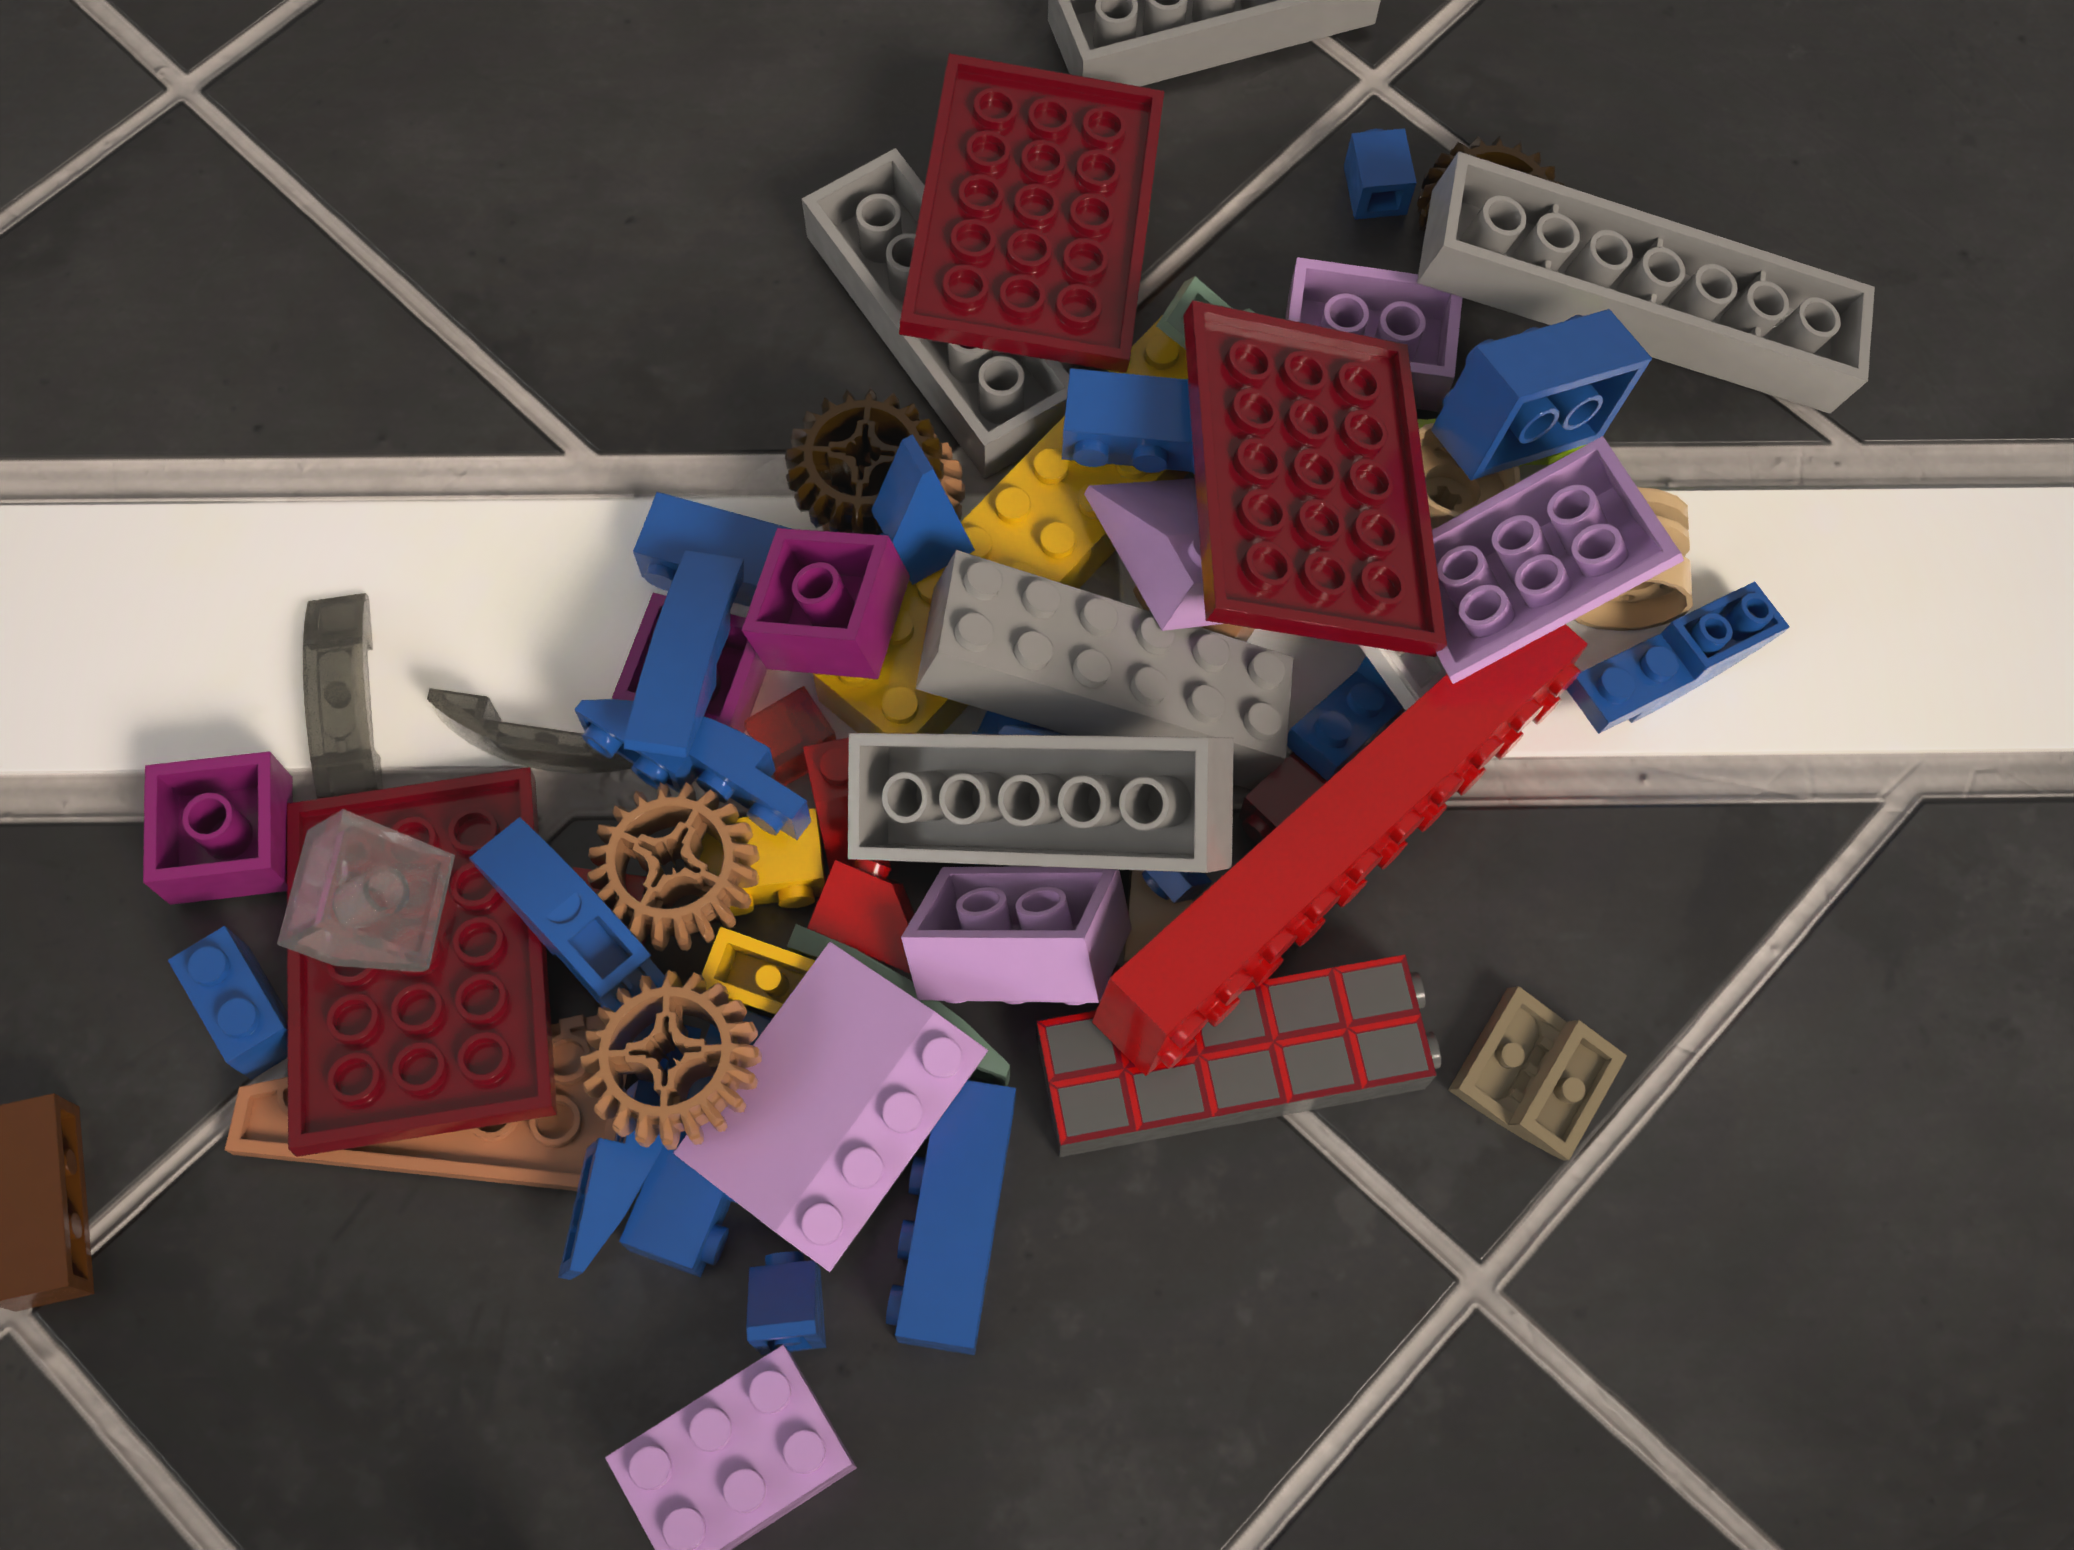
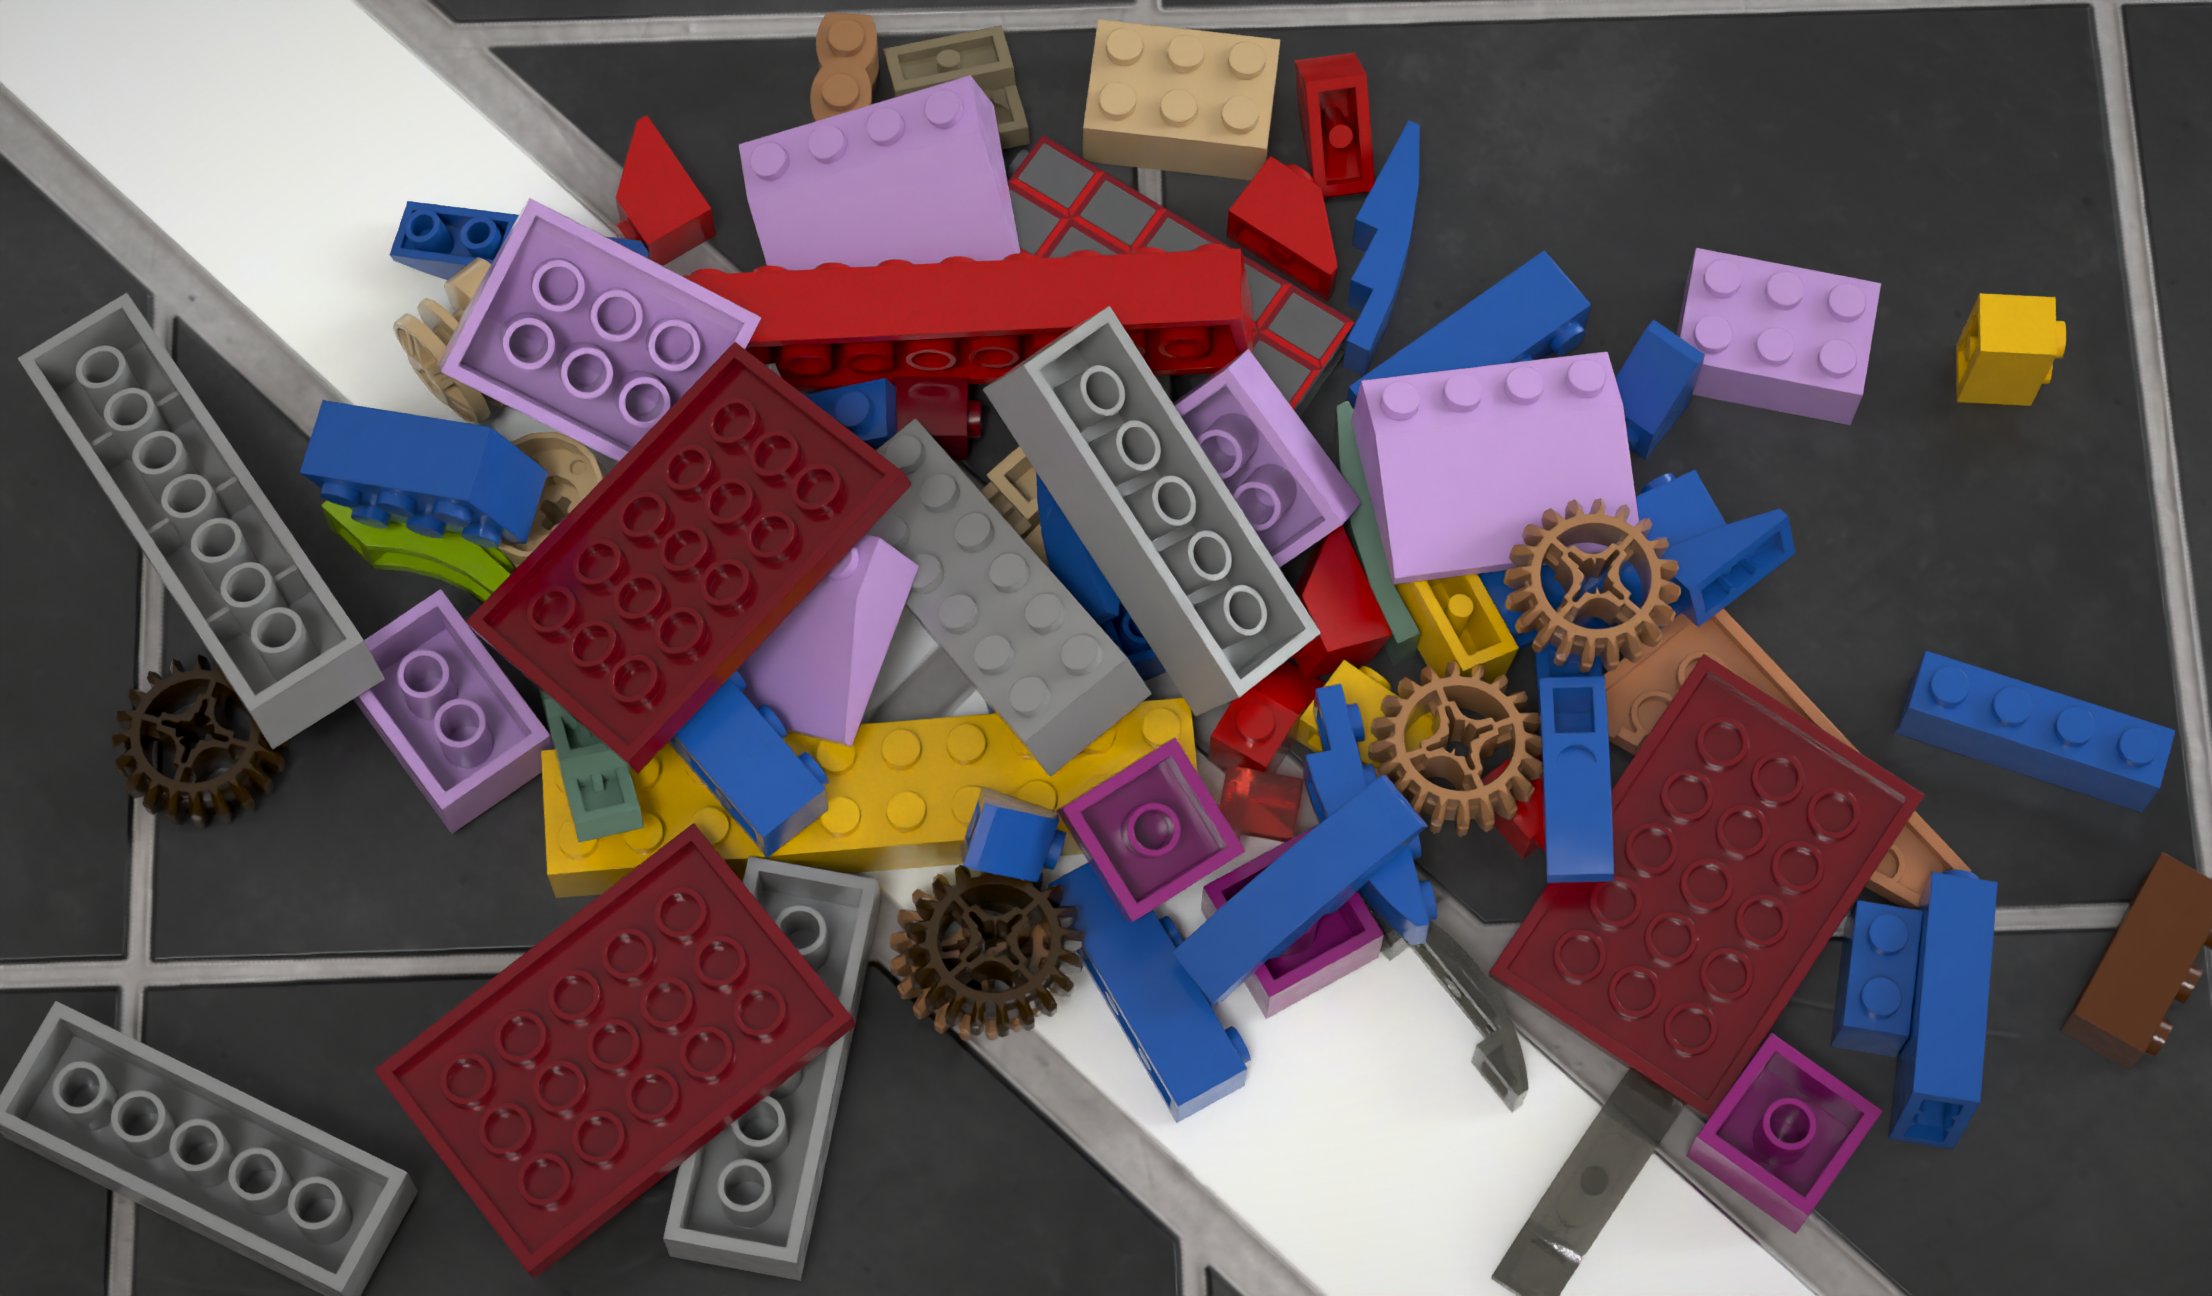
camera: 135 degrees left, 0 degrees up
(129, 969) = (1944, 1055): none -> blue slope
(250, 1309) = (2035, 731): none -> blue brick
(366, 896) = (1716, 942): clear slope -> none
(1117, 1267) = (1384, 235): none -> blue slope
(1193, 1195) = (1286, 226): none -> red slope
(1245, 1319) = (1336, 123): none -> red slope
(1374, 1218) = (1180, 99): none -> tan brick
(1379, 173) = (253, 861): blue brick -> none
(1482, 912) = (885, 184): none -> lavender slope
(1626, 1000) = (845, 65): none -> medium nougat brick
(1642, 786) = (659, 199): none -> red slope

